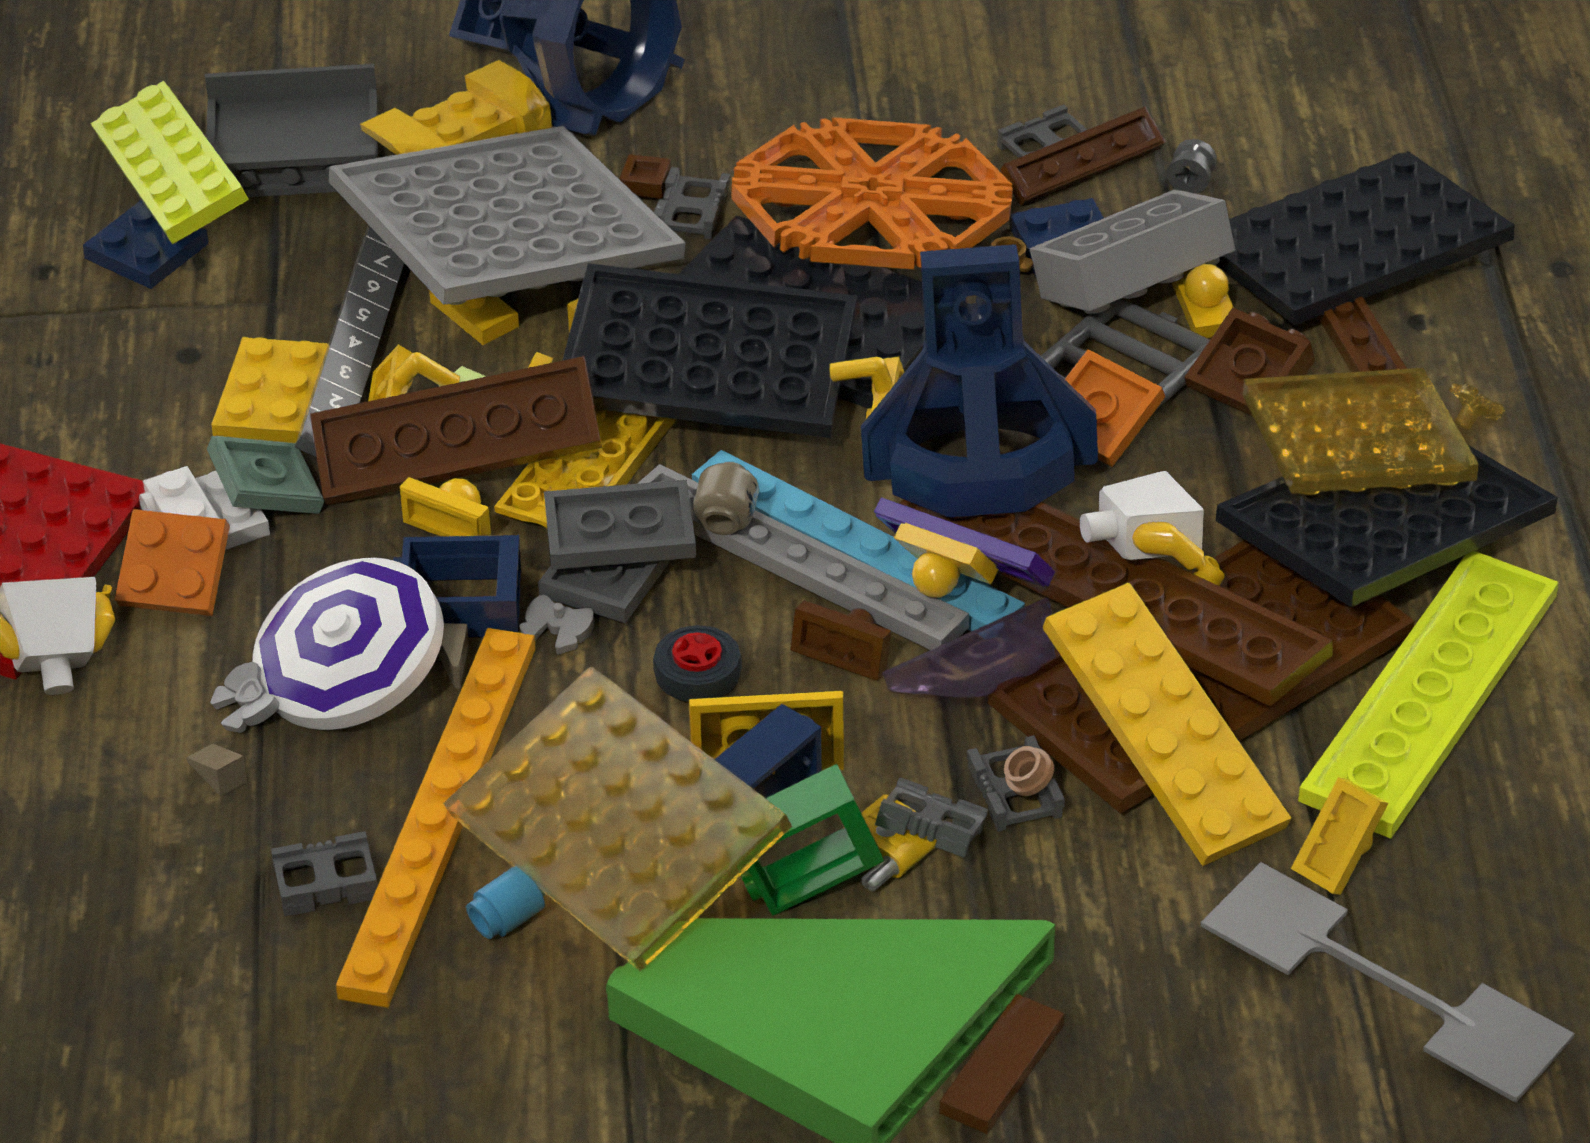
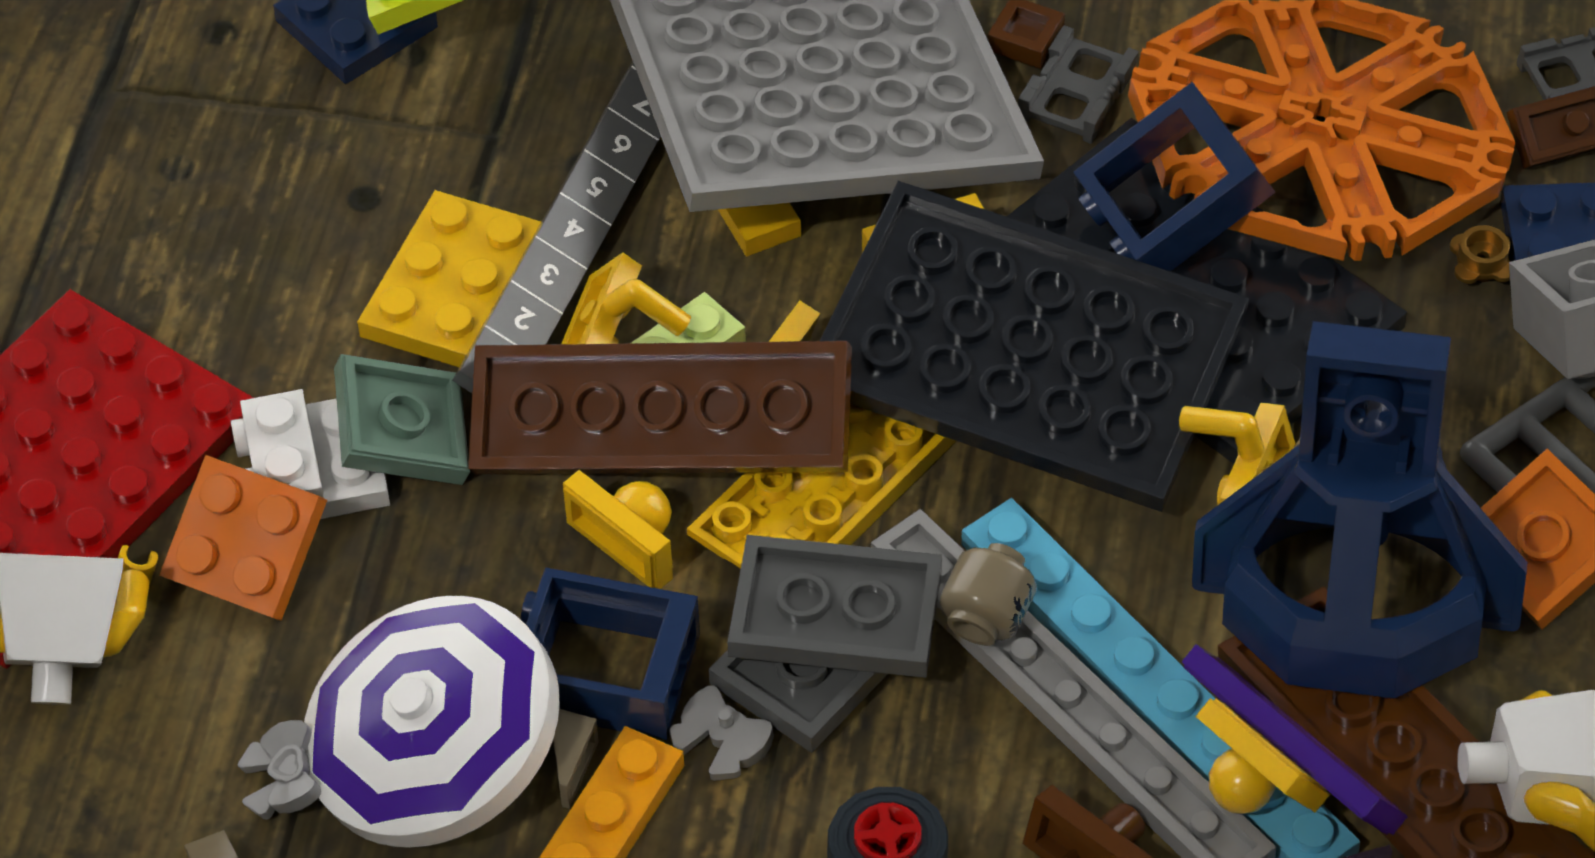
camera: 15 degrees right, 10 degrees up
(809, 252) = (1201, 218): none -> dark blue window

